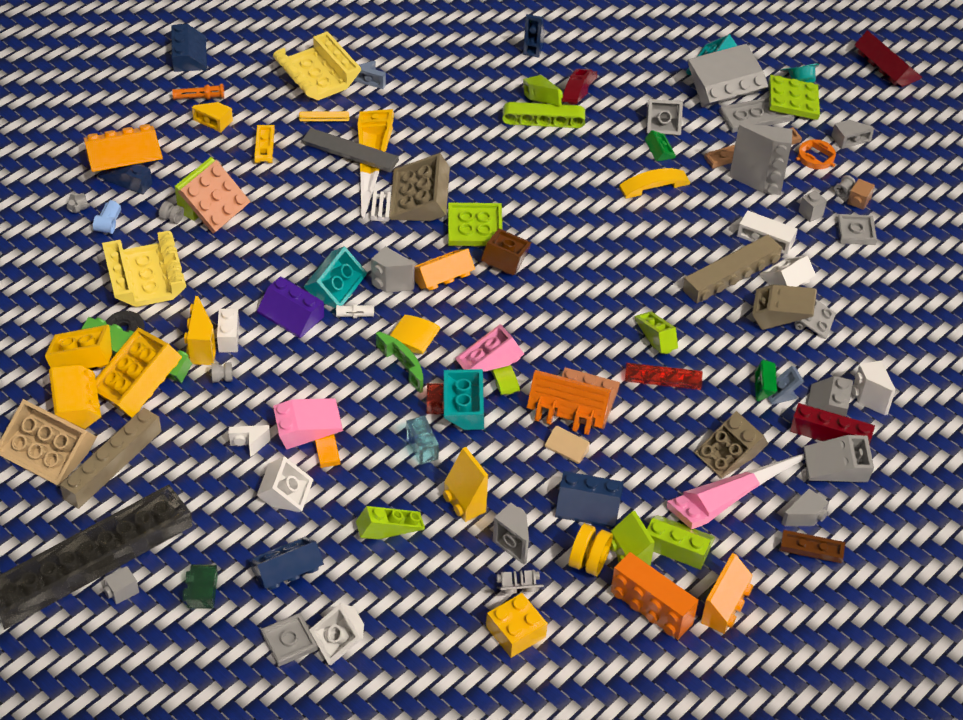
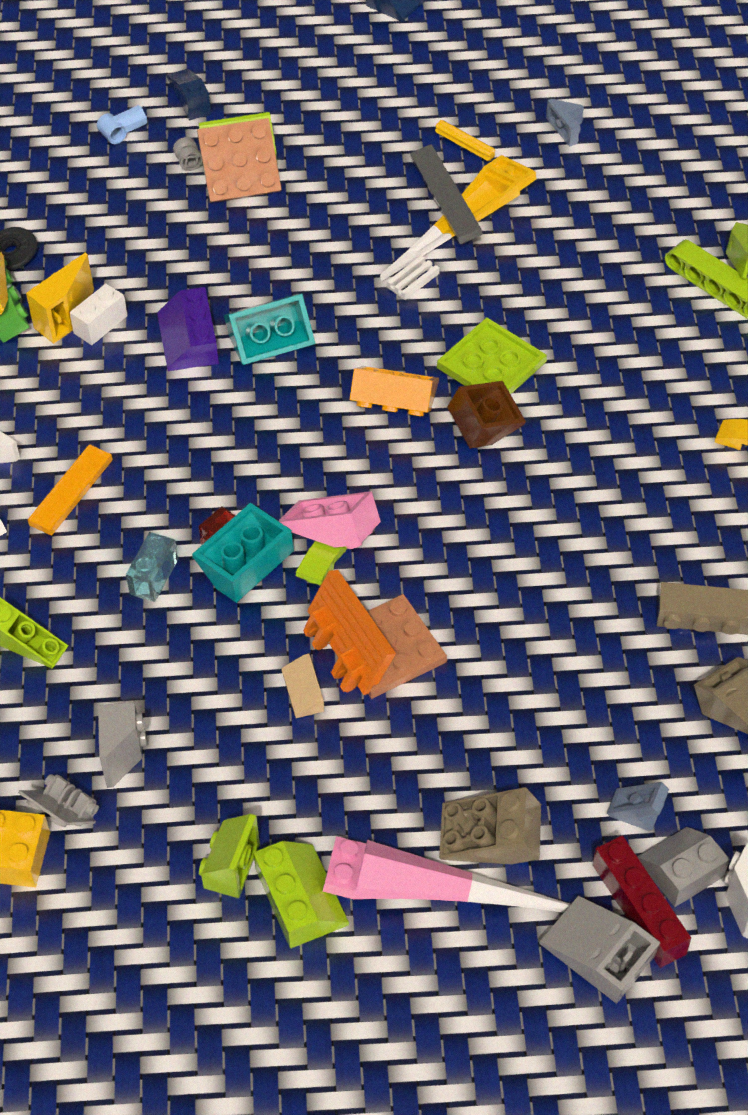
camera: 45 degrees right, 5 degrees up
(77, 203) = (112, 91): light grey arm -> none
(122, 147) = (209, 56): light orange slope -> none
(145, 272) = (83, 199): light yellow slope -> none
(178, 93) = (368, 43): orange pin -> none
(213, 115) = (347, 74): yellow slope -> none
(222, 372) = (41, 353): light grey wheel -> none
(264, 143) = (365, 135): yellow plate -> none
(306, 420) = (59, 461): bright pink slope -> none
(320, 69) = (508, 83): light yellow slope -> none
(355, 311) = (252, 377): white pin -> none
(391, 346) = (233, 487): bright green slope -> none
(392, 271) = (326, 355): light grey slope -> none
(415, 333) = (280, 443): yellow slope -> none
(420, 190) = (474, 285): dark tan slope -> none
(466, 486) = (125, 654): yellow slope -> none
(589, 499) = (251, 767): dark blue slope -> none
(590, 549) = (173, 824): yellow wheel -> none
(654, 595) = (179, 934): orange brick -> none
(658, 332) = (558, 626): lime slope -> none
(663, 376) = (510, 686): clear red tile -> none
(727, 595) = (267, 1001): light orange slope -> none
(765, 380) = (626, 778): green slope -> none
(806, 510) = (488, 977): light grey slope -> none
(812, 546) = (447, 1028): reddish brown plate -> none

